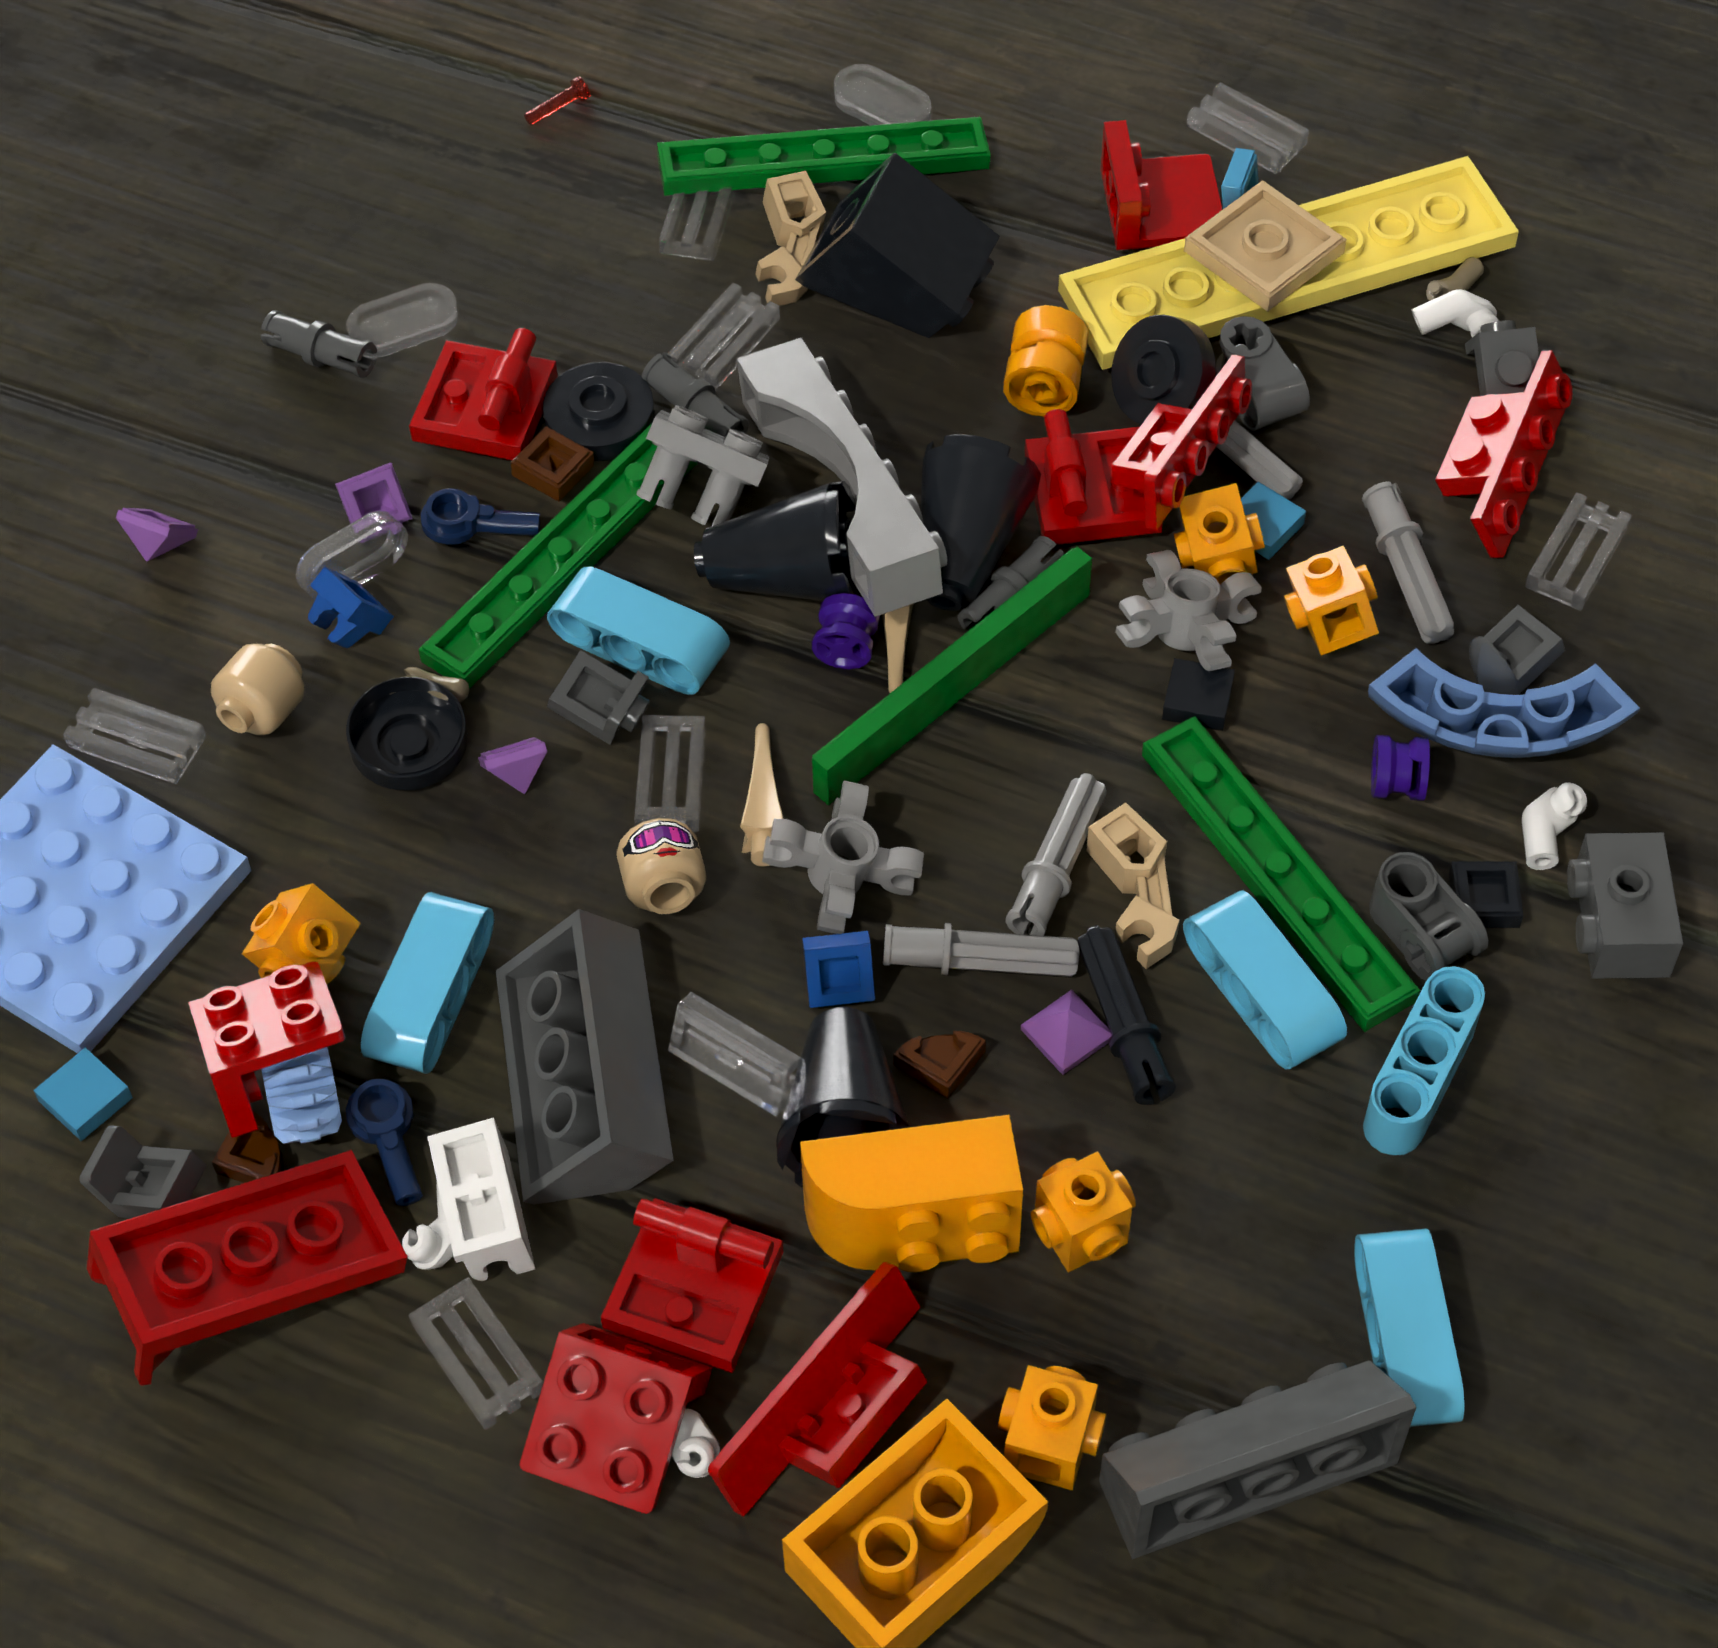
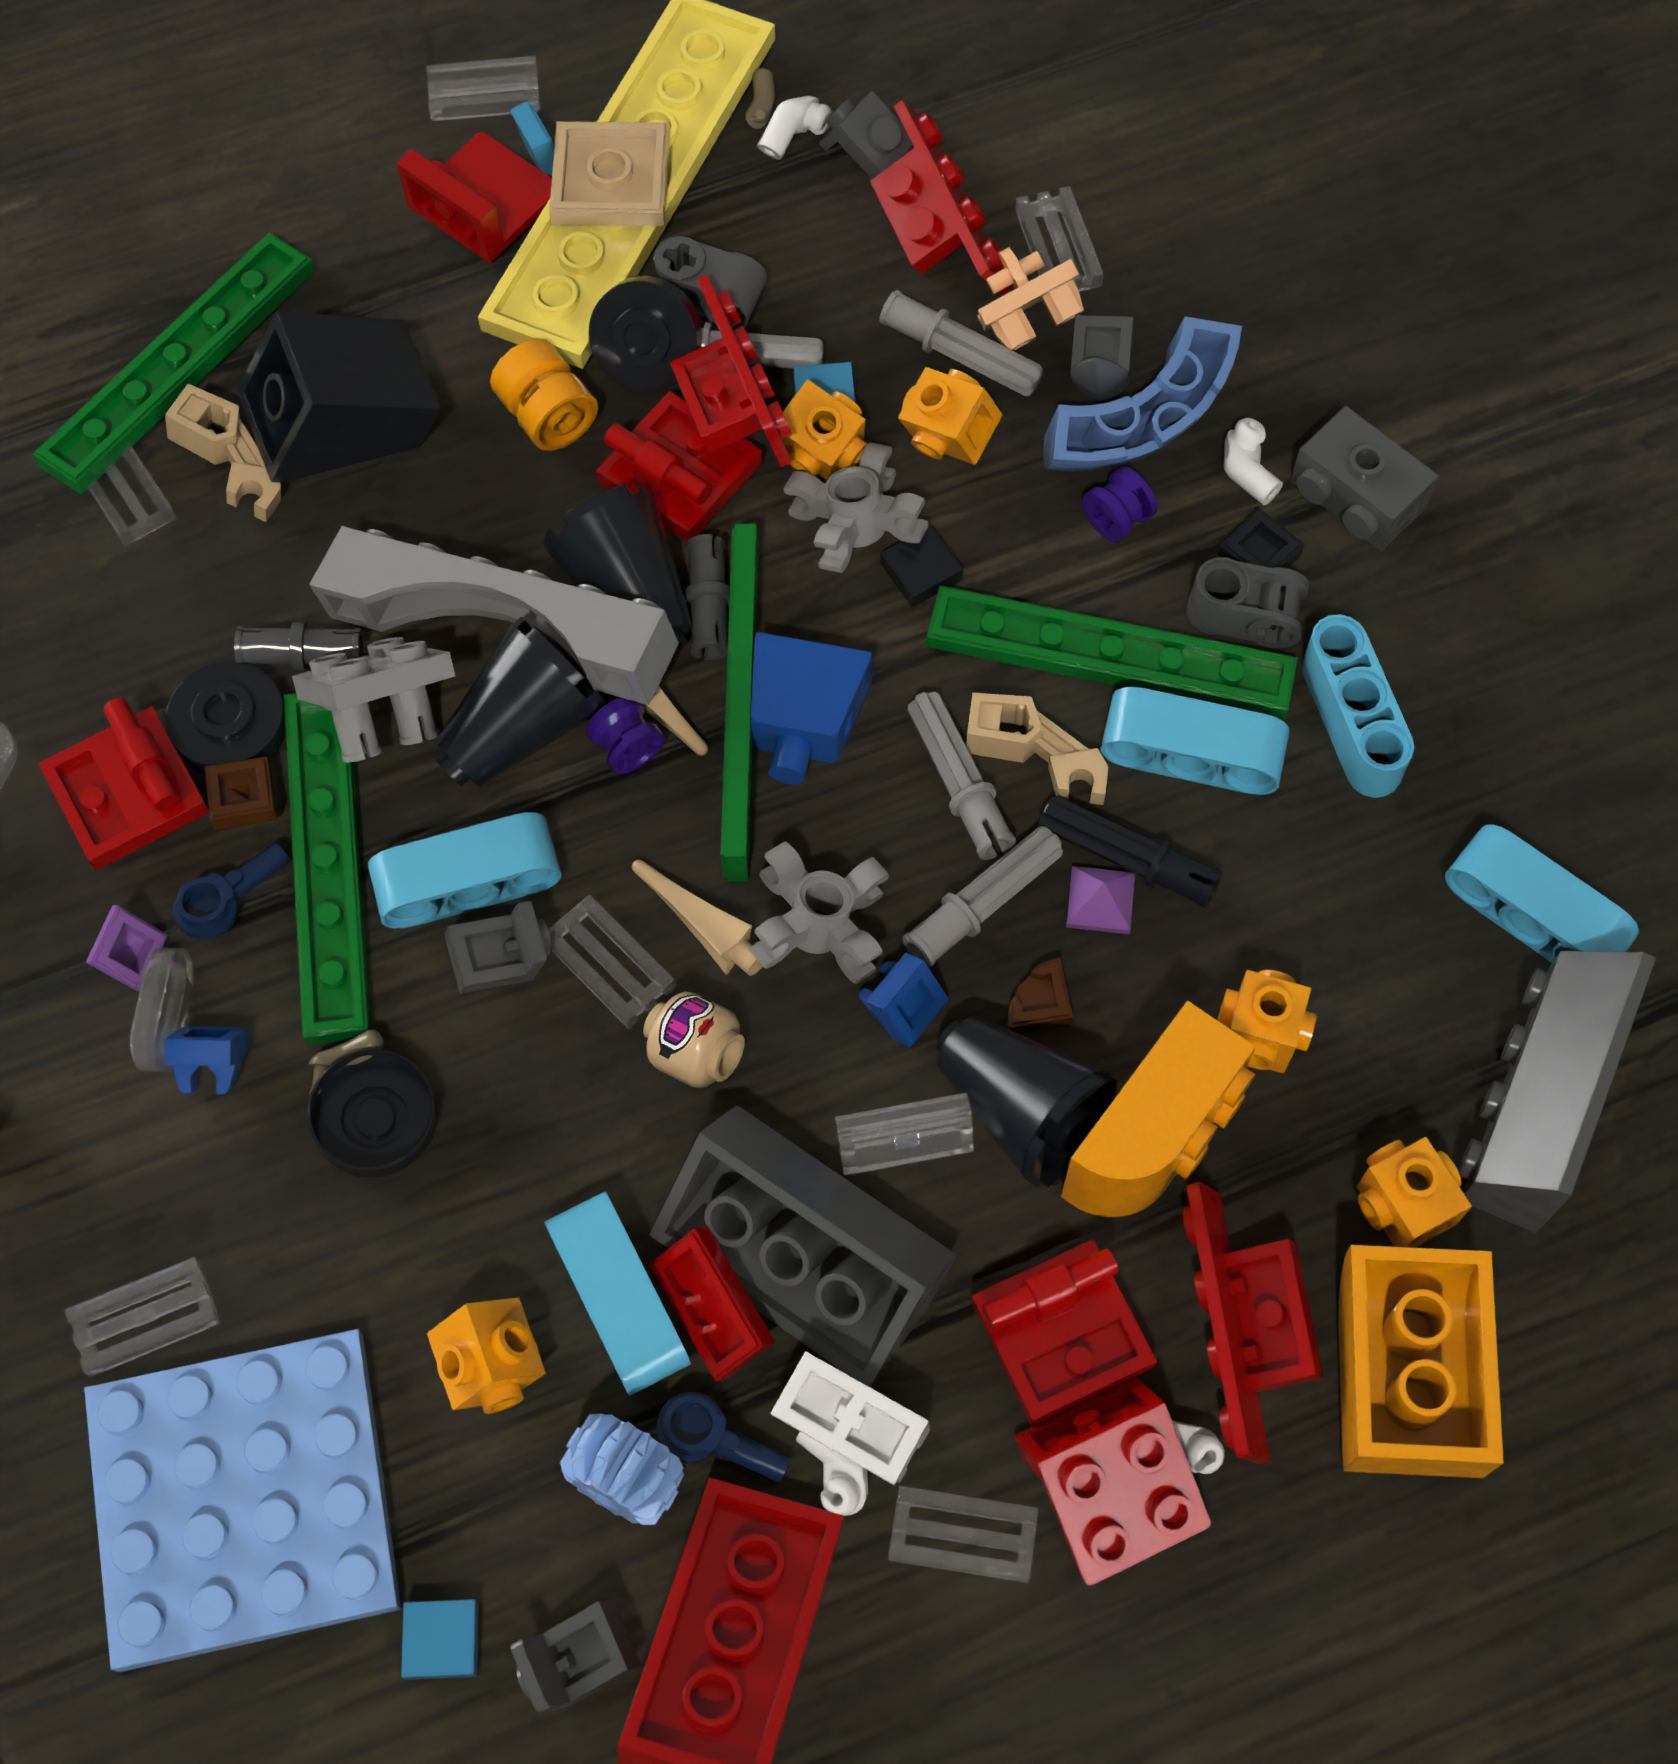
camera: 45 degrees left, 10 degrees up
(249, 1155) = (626, 1553): reddish brown tile -> none
(257, 689) = (213, 1187): tan head -> none
(260, 1027) = (558, 1456): red bracket -> none
(479, 1044) = (711, 1303): none -> red plate
(515, 762) = (482, 1057): medium lavender slope -> none
(715, 332) = (254, 535): clear tile -> none
(879, 96) = (167, 277): clear tile -> none
(998, 712) = (805, 701): none -> blue torso
(1520, 570) = (1054, 288): none -> light nougat hips

